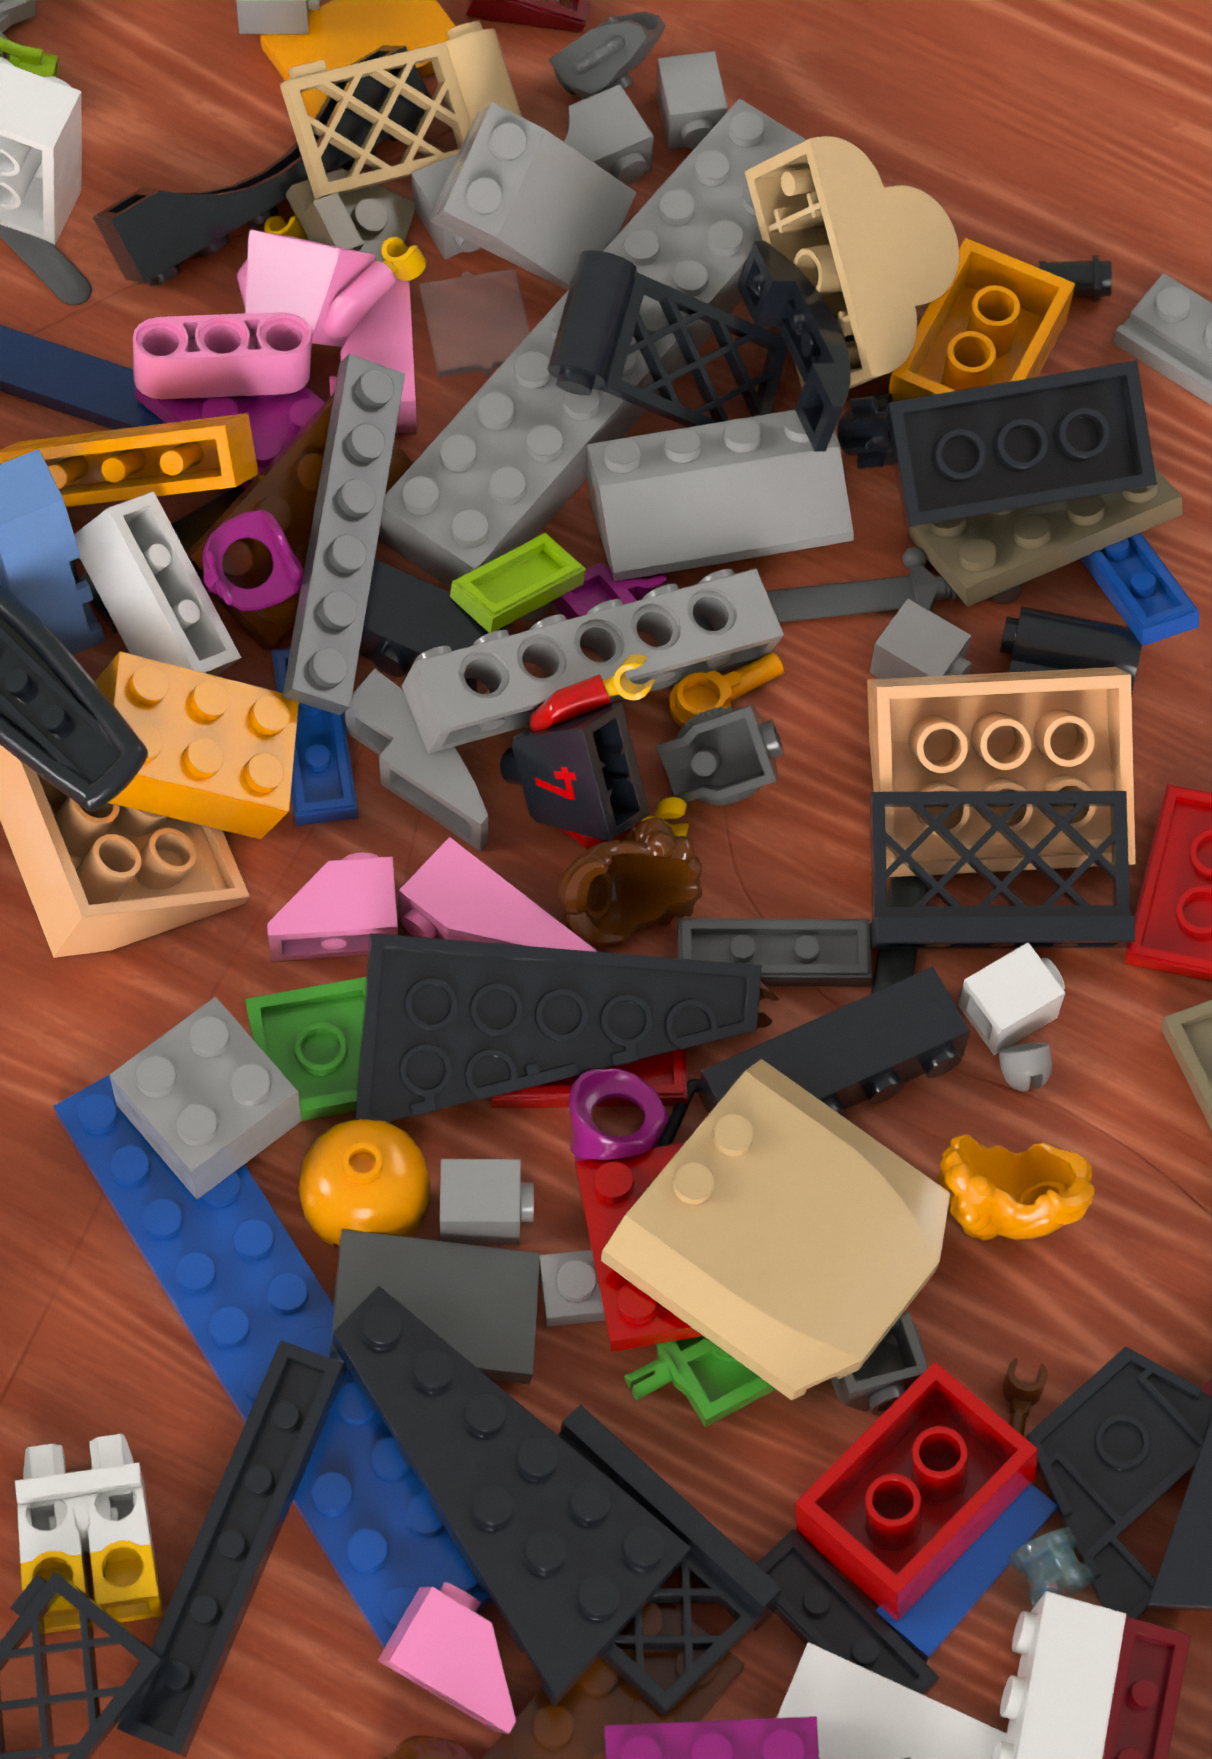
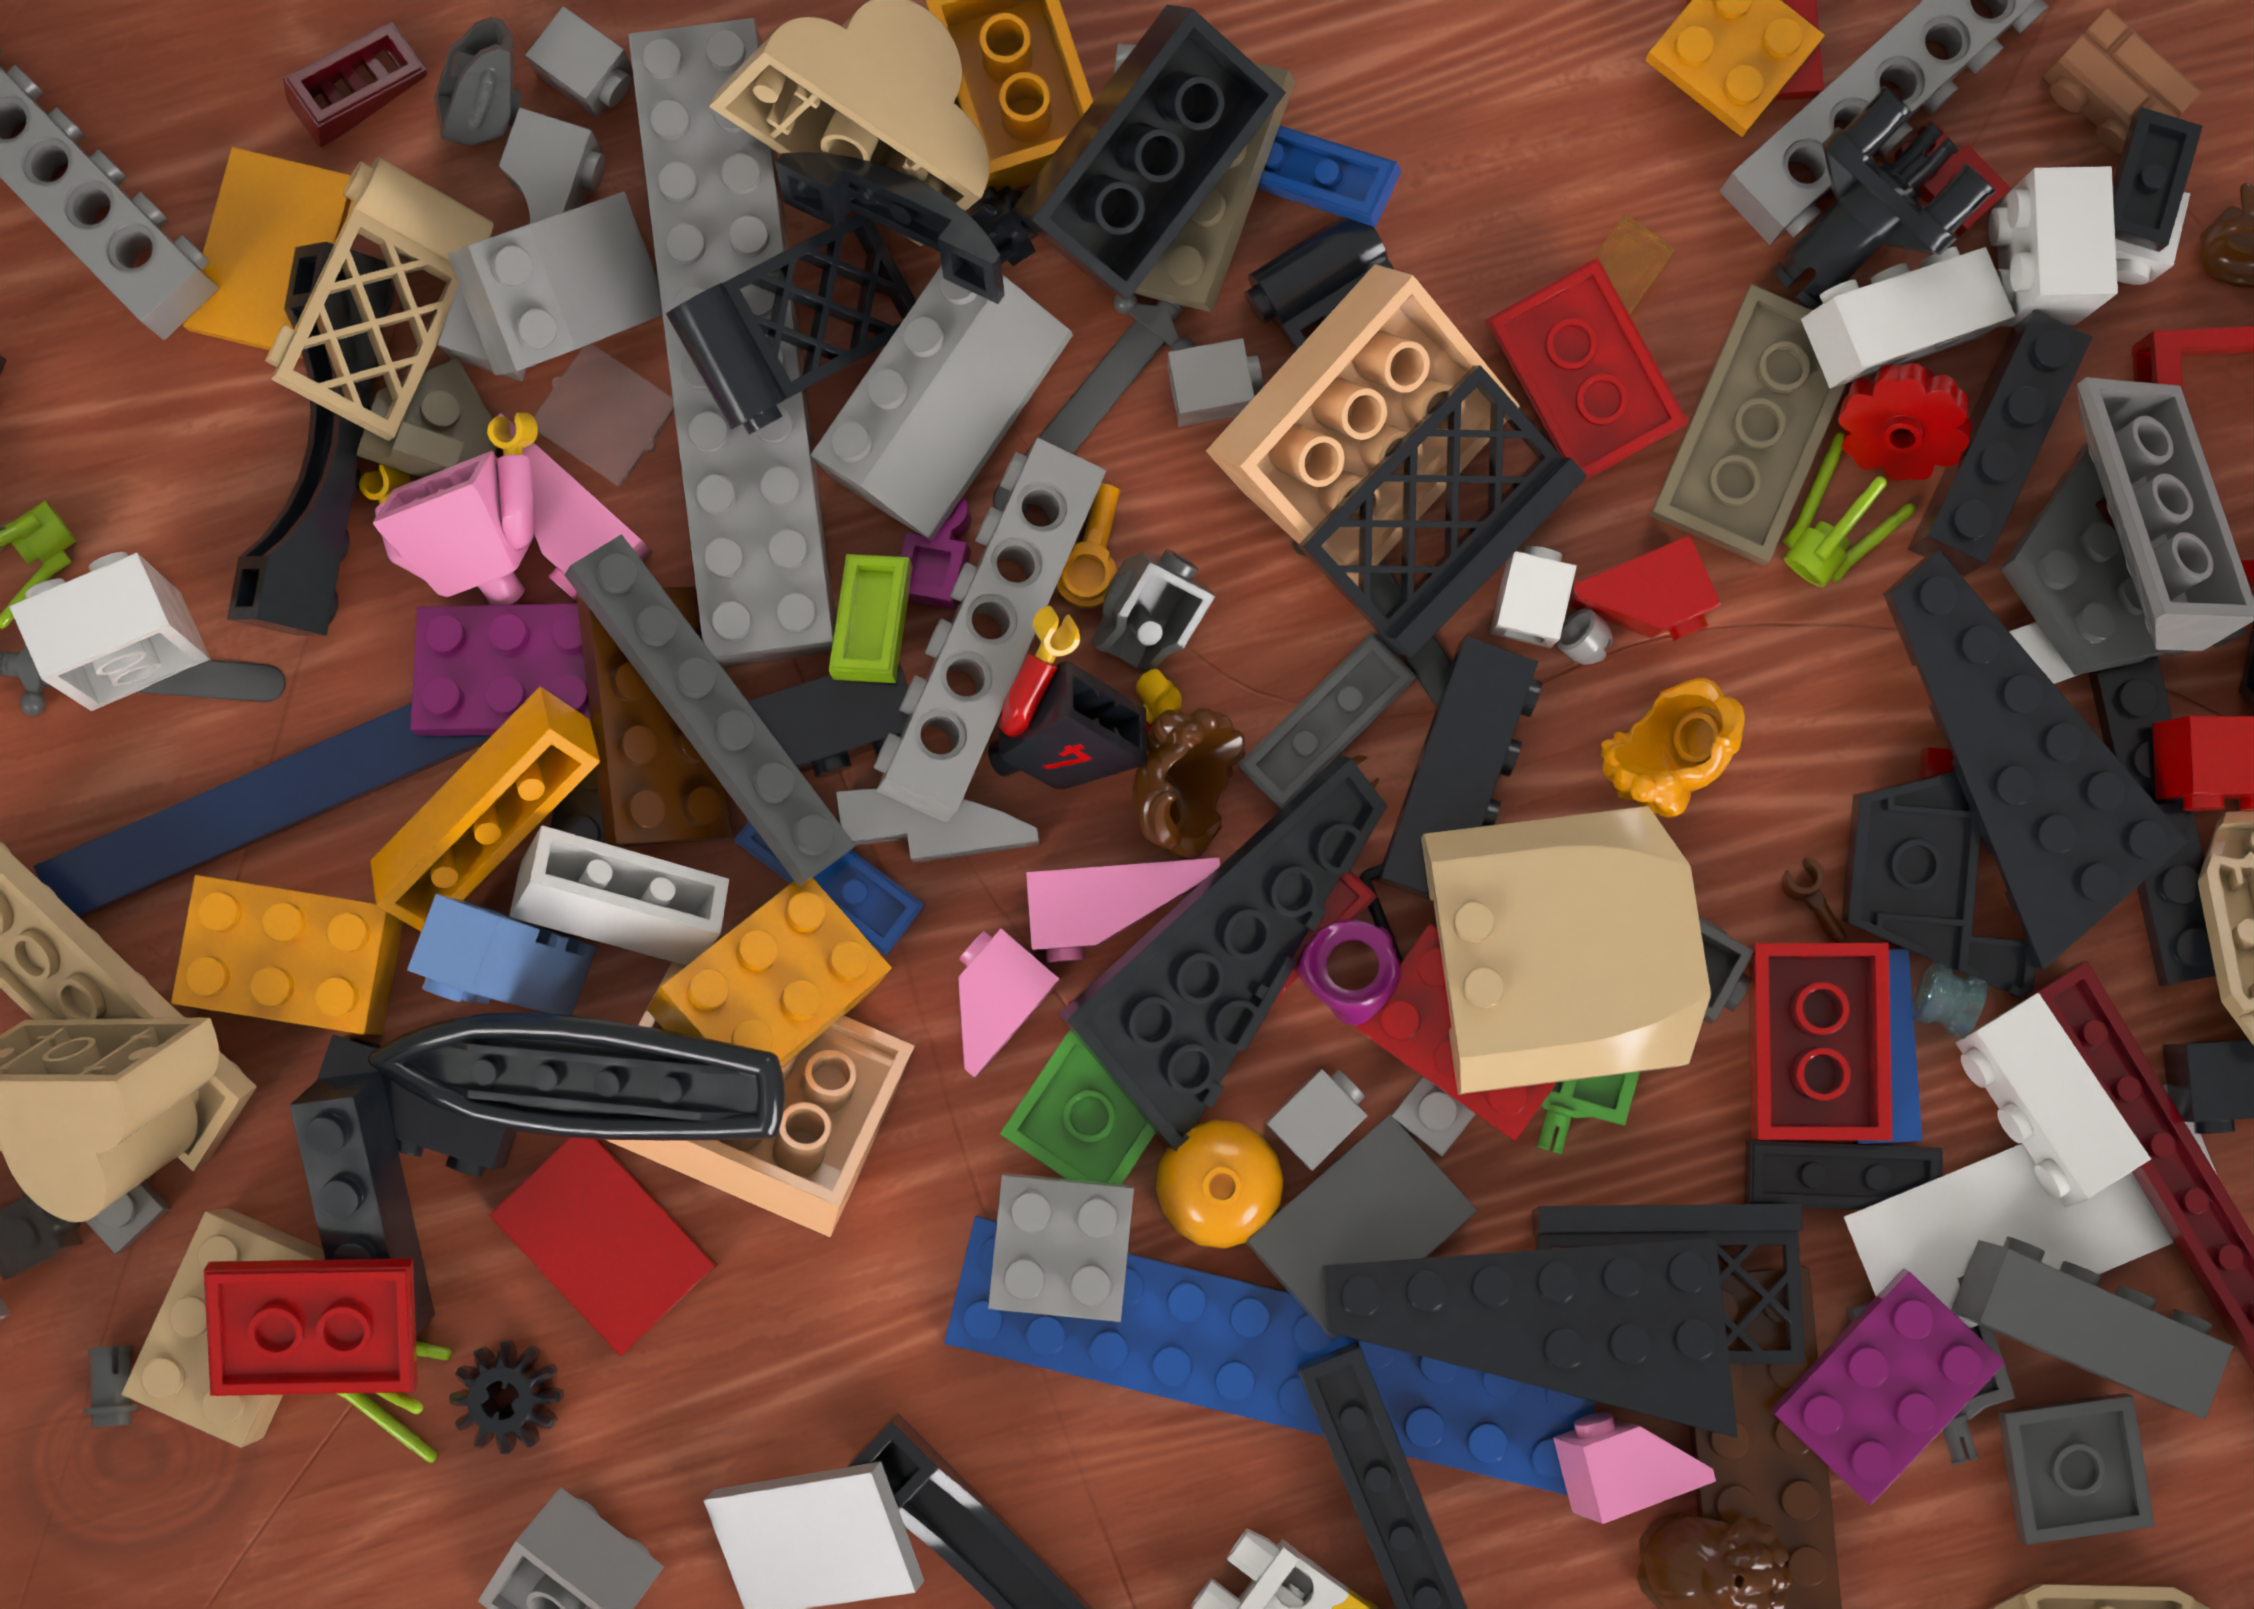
camera: 45 degrees left, 20 degrees up
(221, 355) = (467, 620): bright pink beam -> none
(286, 569) = (702, 795): magenta piece -> none
(1105, 1070) = (1652, 592): none -> red slope

